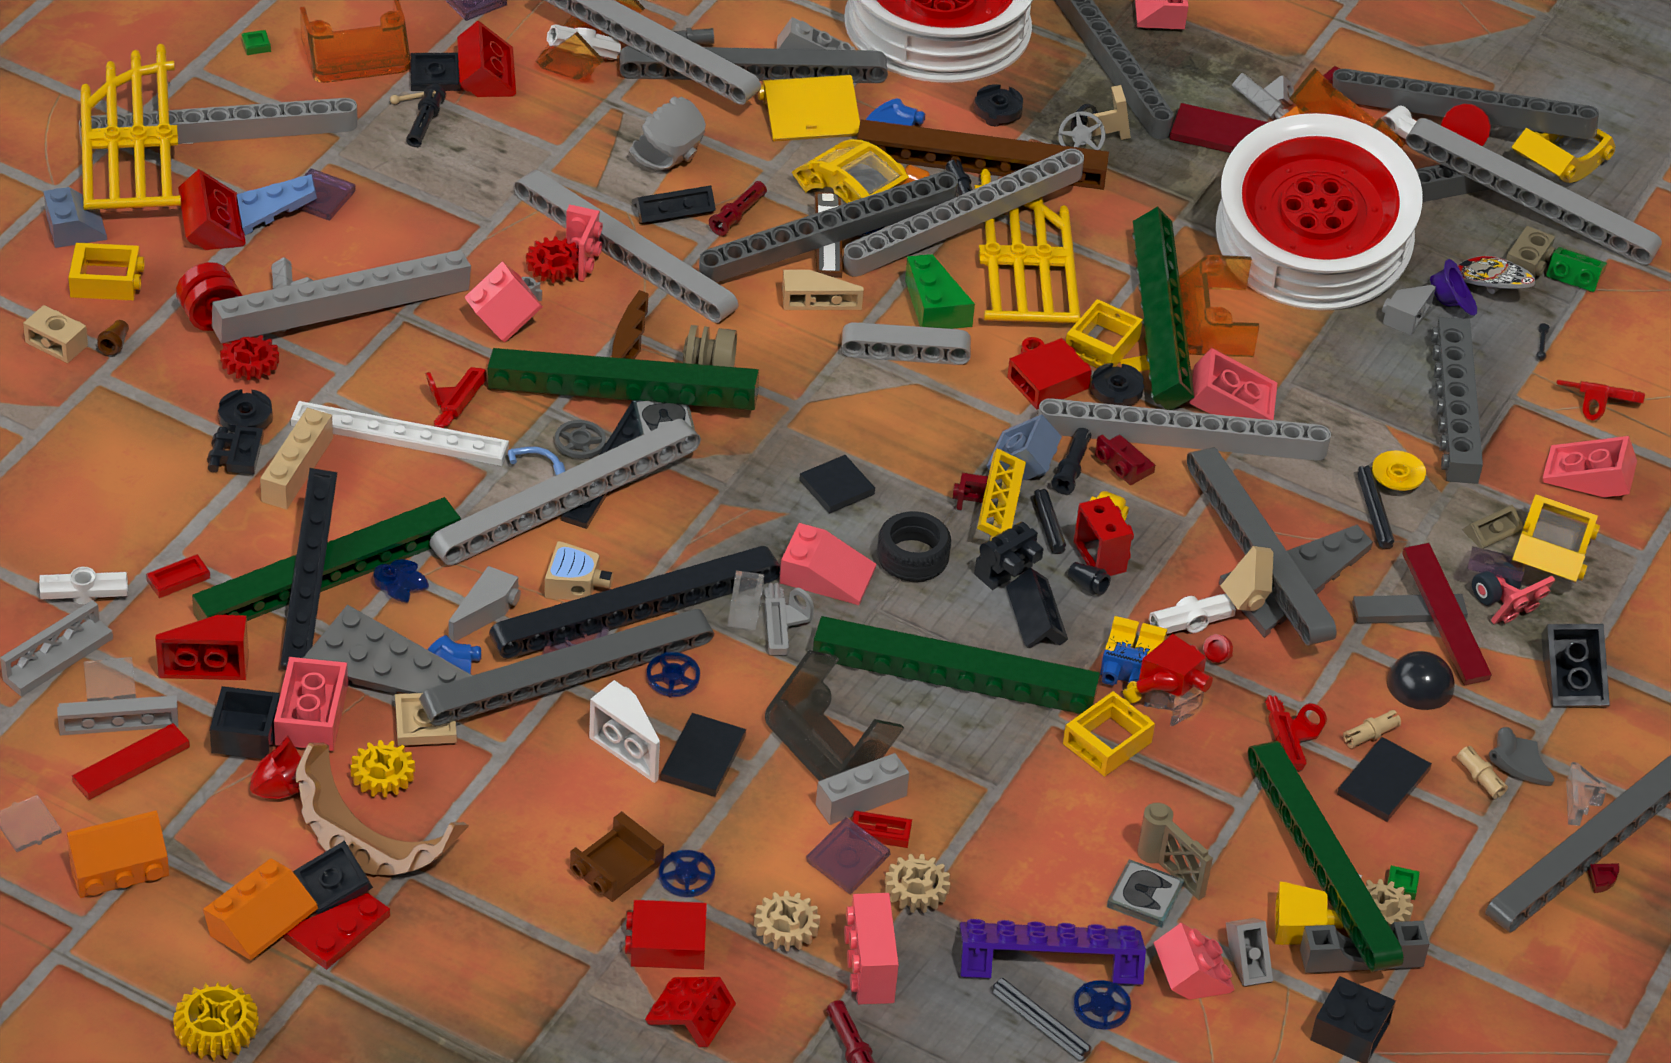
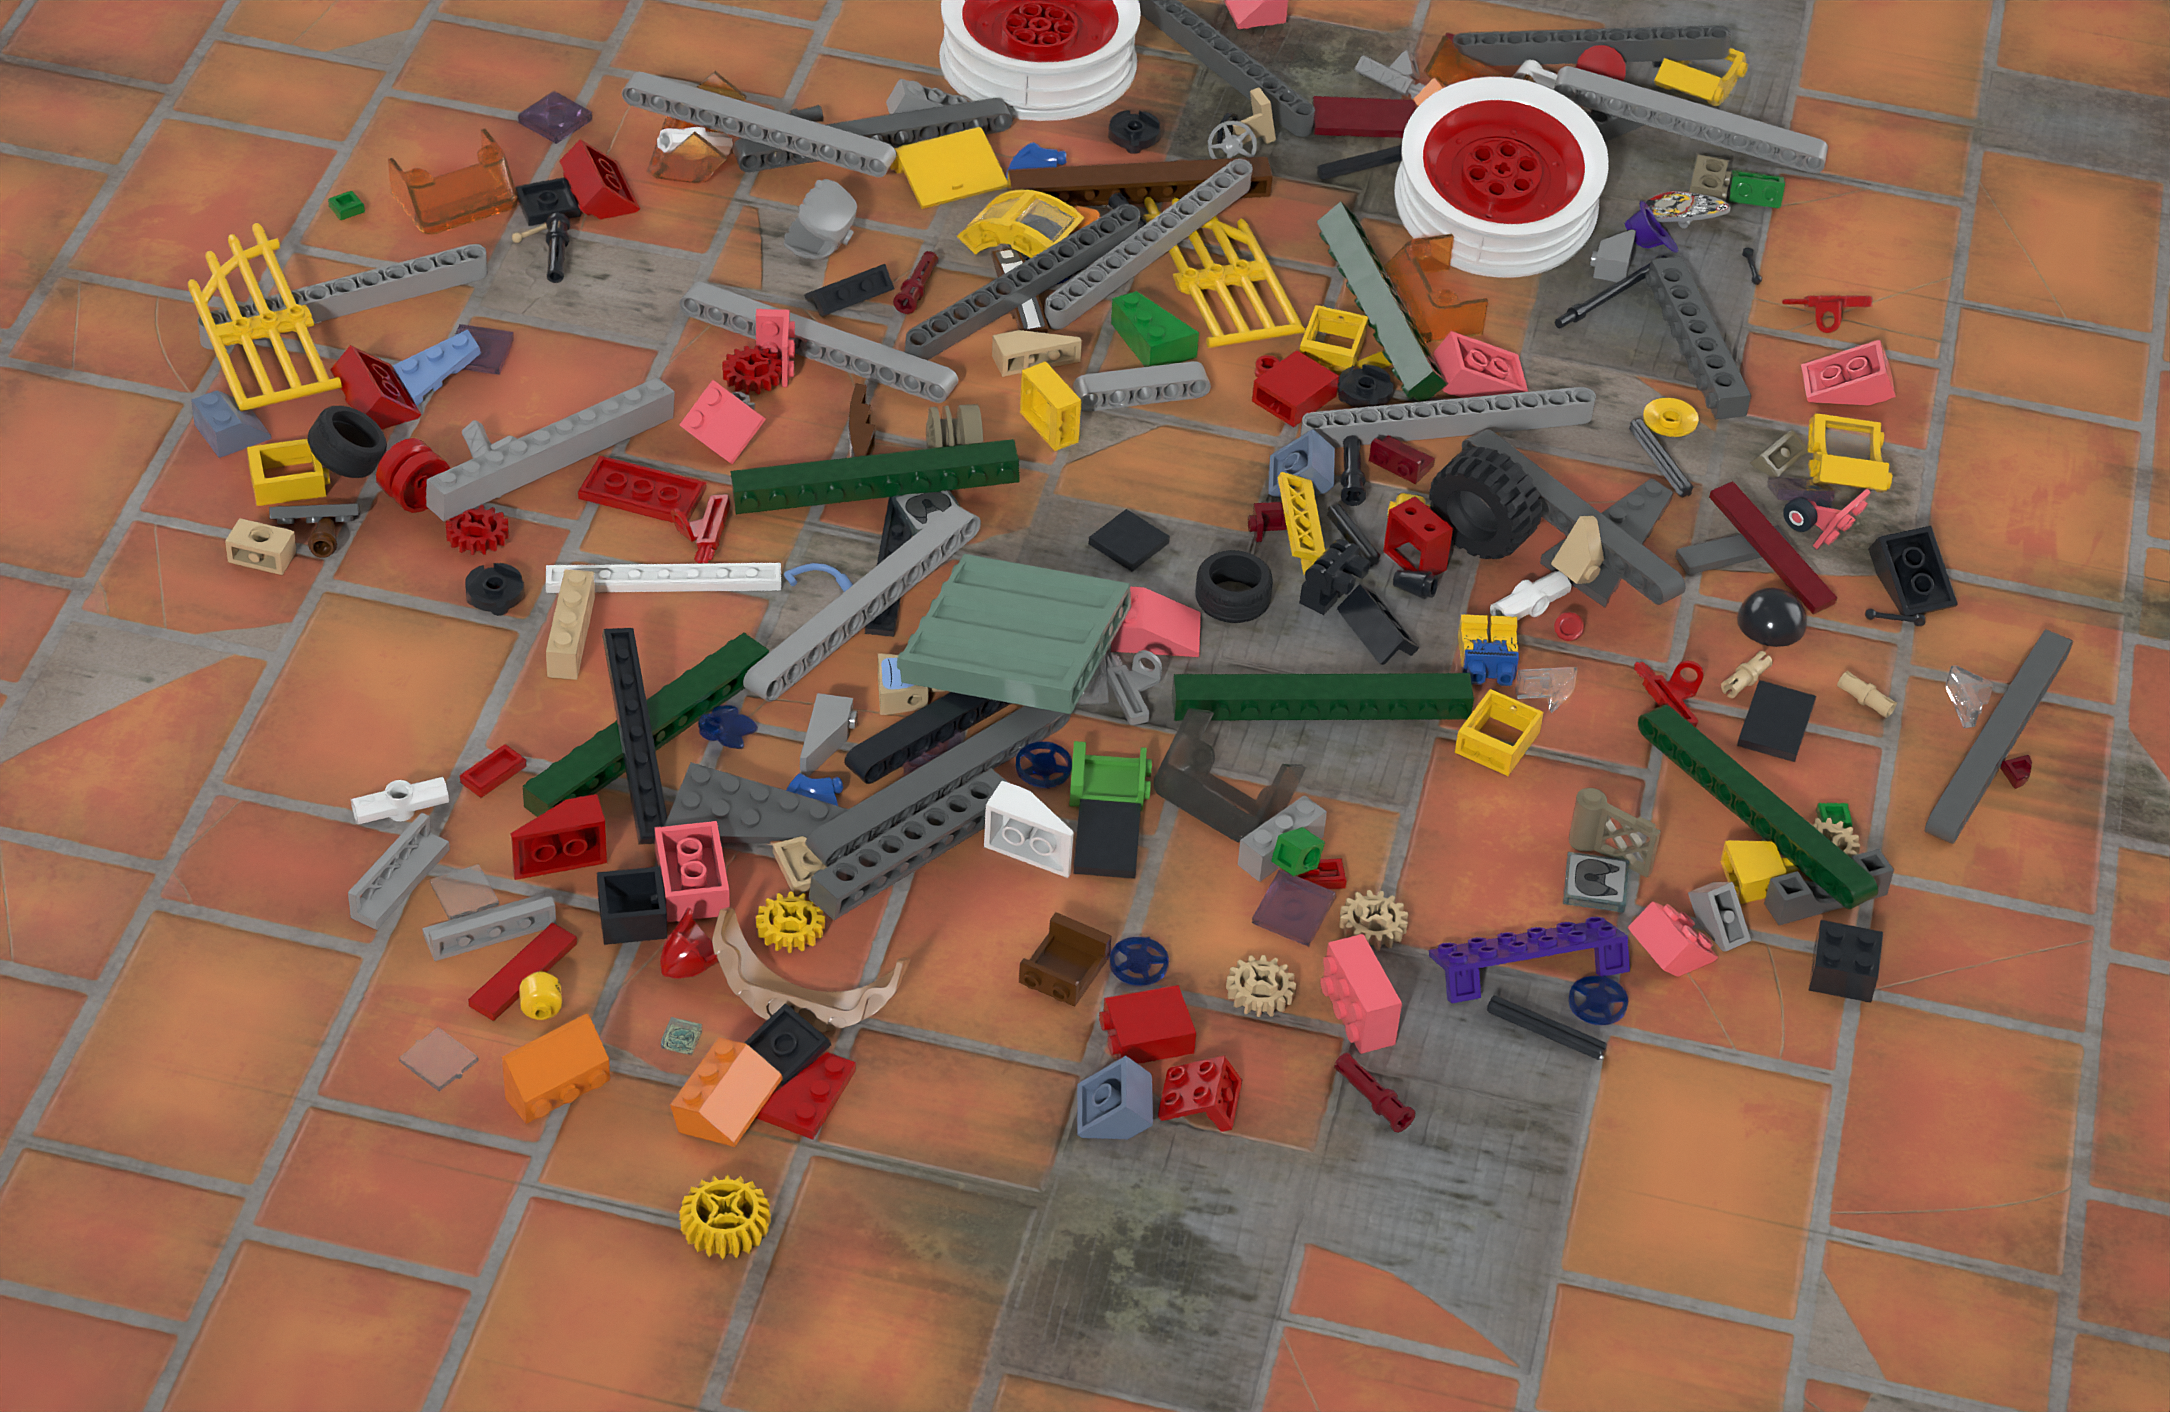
camera: 15 degrees left, 0 degrees up
(113, 313) = (314, 513): none -> dark grey plate
(134, 786) = (540, 994): none -> yellow head
(172, 241) = (347, 441): none -> black tyre
(244, 449) = (510, 630): black plate -> none
(246, 850) = (681, 1036): none -> clear light blue tile
(412, 349) = (640, 489): none -> red tile
(506, 723) = (904, 847): none -> dark grey brick
(580, 439) = (851, 547): dark grey wheel -> none
(609, 997) = (1115, 1102): none -> sand blue slope
(685, 548) = (1015, 633): none -> sand green panel
(725, 698) = (1109, 777): none -> bright green panel
(809, 345) = (1055, 423): none -> yellow window
(868, 804) = (1298, 851): none -> green brick
(1170, 668) = (1540, 654): red torso -> none
(1174, 515) = (1505, 488): none -> black tyre
(1190, 174) = (1359, 162): none -> black axle
(1353, 353) = (1579, 311): none -> black bar
(1520, 758) = (1895, 673): dark grey arm -> none
(1565, 712) = (1919, 619): none -> black hinge

